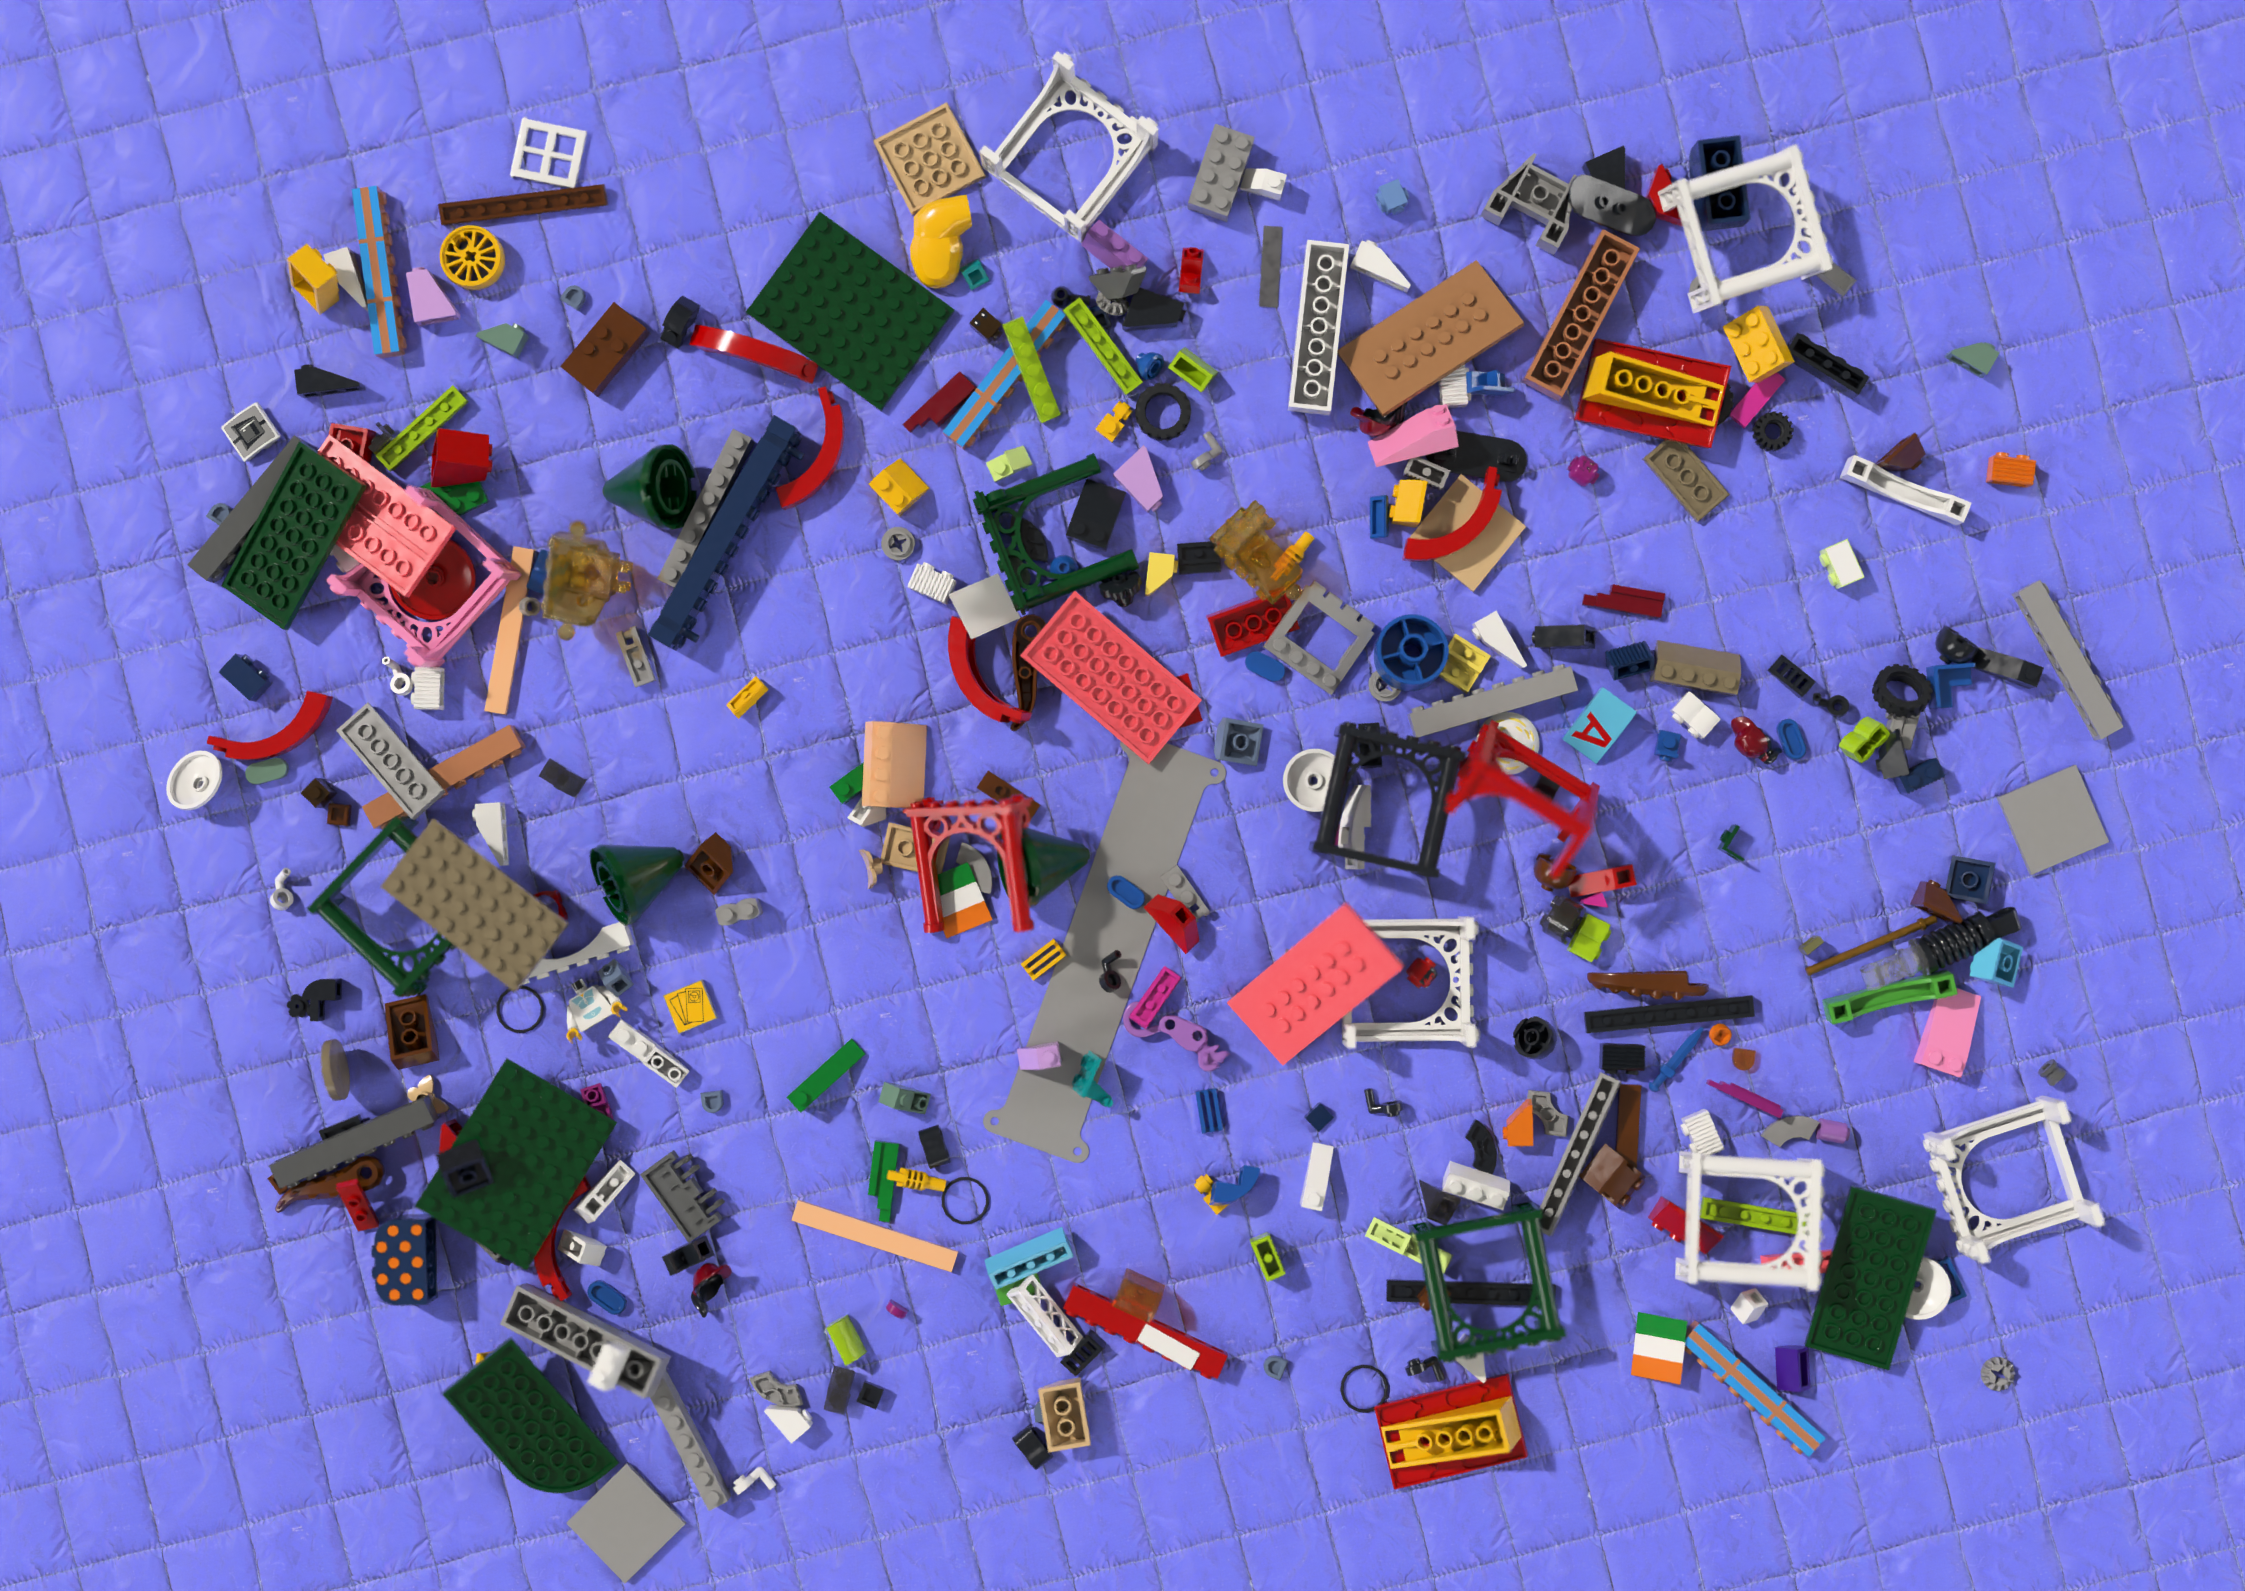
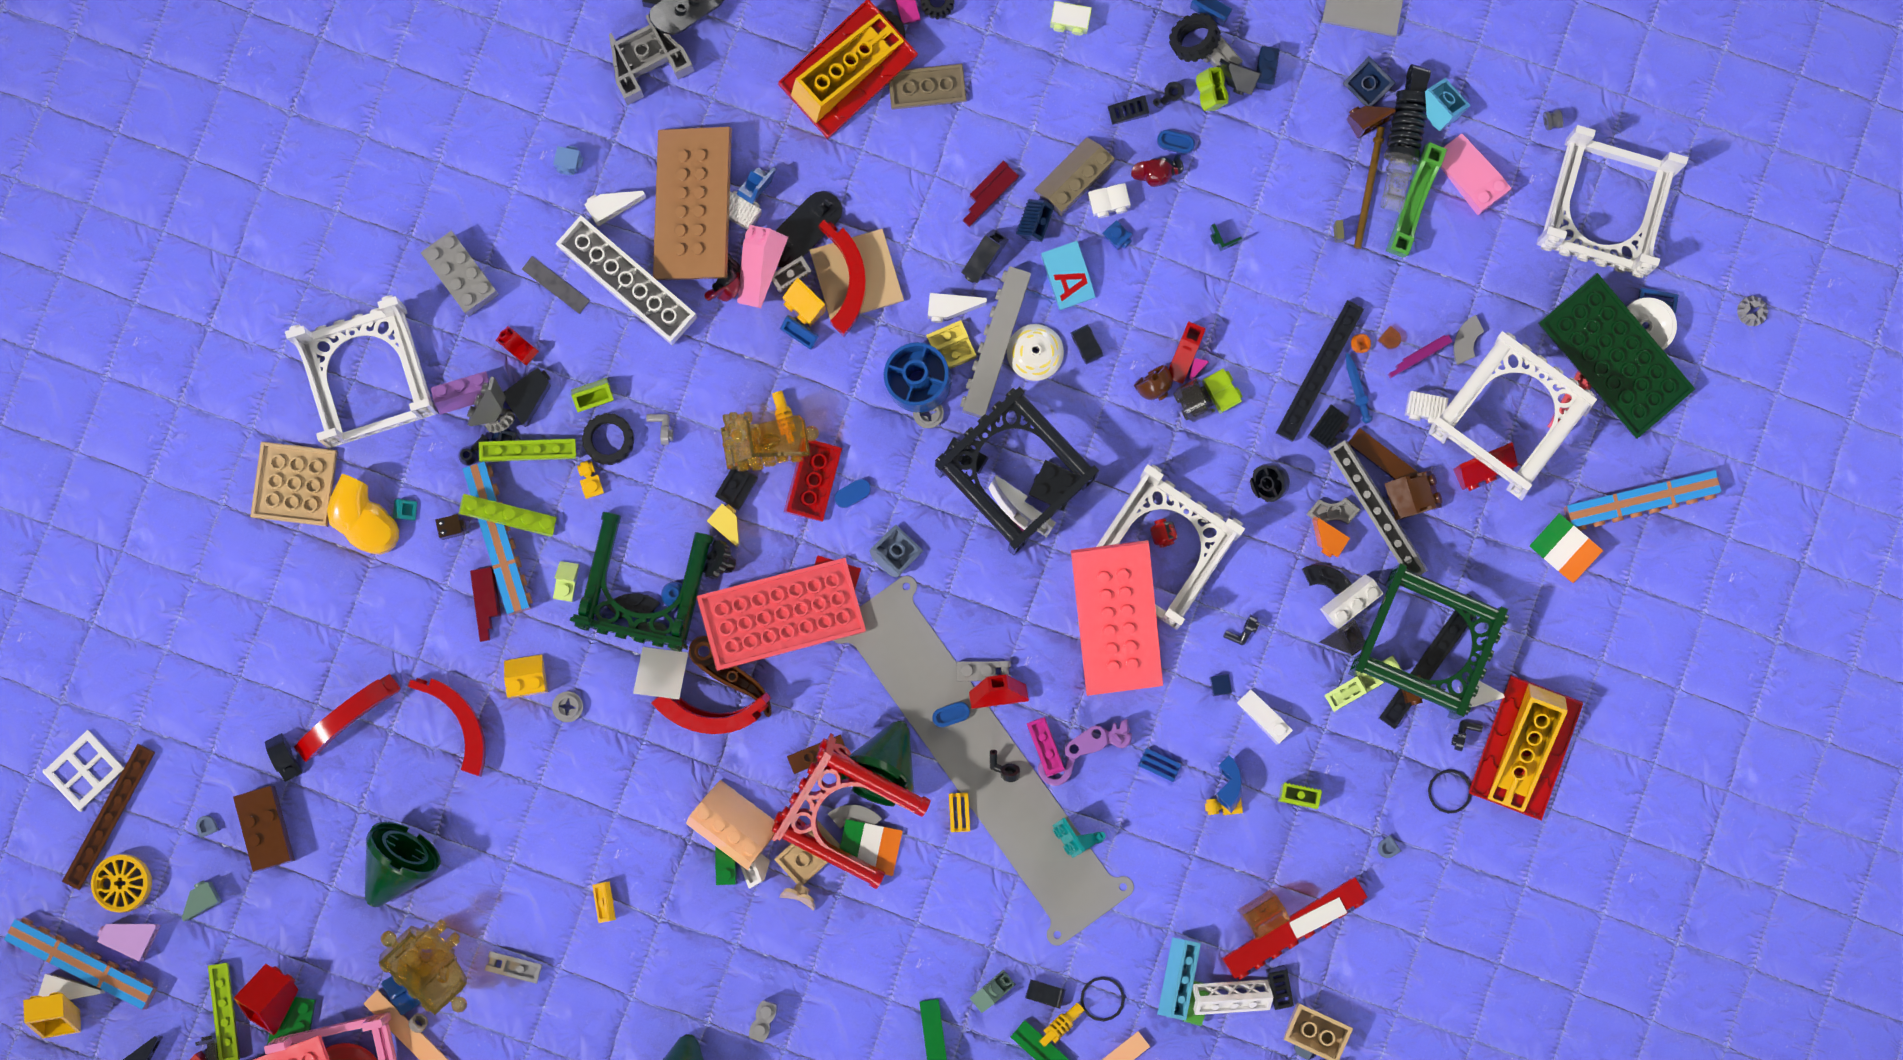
camera: 65 degrees left, 5 degrees down
(707, 505) = (439, 835): light grey brick -> none
(712, 863) = (712, 1016): reddish brown slope -> none
(724, 534) = (466, 828): dark blue brick -> none
(850, 311) = (366, 622): dark green plate -> none
(932, 583) = (615, 701): white brick -> none
(1039, 1056) = (1030, 865): lavender slope -> none
(1095, 514) = (650, 542): black slope -> none
(1140, 480) = (648, 491): lavender slope -> none
(1149, 364) = (565, 424): blue brick -> none
(1263, 182) = (489, 247): white slope -> none
(1297, 777) = (950, 523): white dish -> none
(1304, 662) = (867, 462): light grey hinge -> none
(1397, 841) = (1052, 483): none -> black brick
(1483, 775) = (1044, 383): red arch -> none
(1580, 315) = (753, 82): nougat brick -> none
(1583, 470) = (870, 158): magenta head -> none
(1649, 983) = (1288, 367): reddish brown animal -> none
(1749, 1215) = (1511, 413): lime plate -> none
(1749, 1306) = (1579, 460): white panel -> none
(1792, 1368) = (1647, 459): dark purple brick -> none
(1832, 1131) = (1489, 309): medium lavender brick -> none

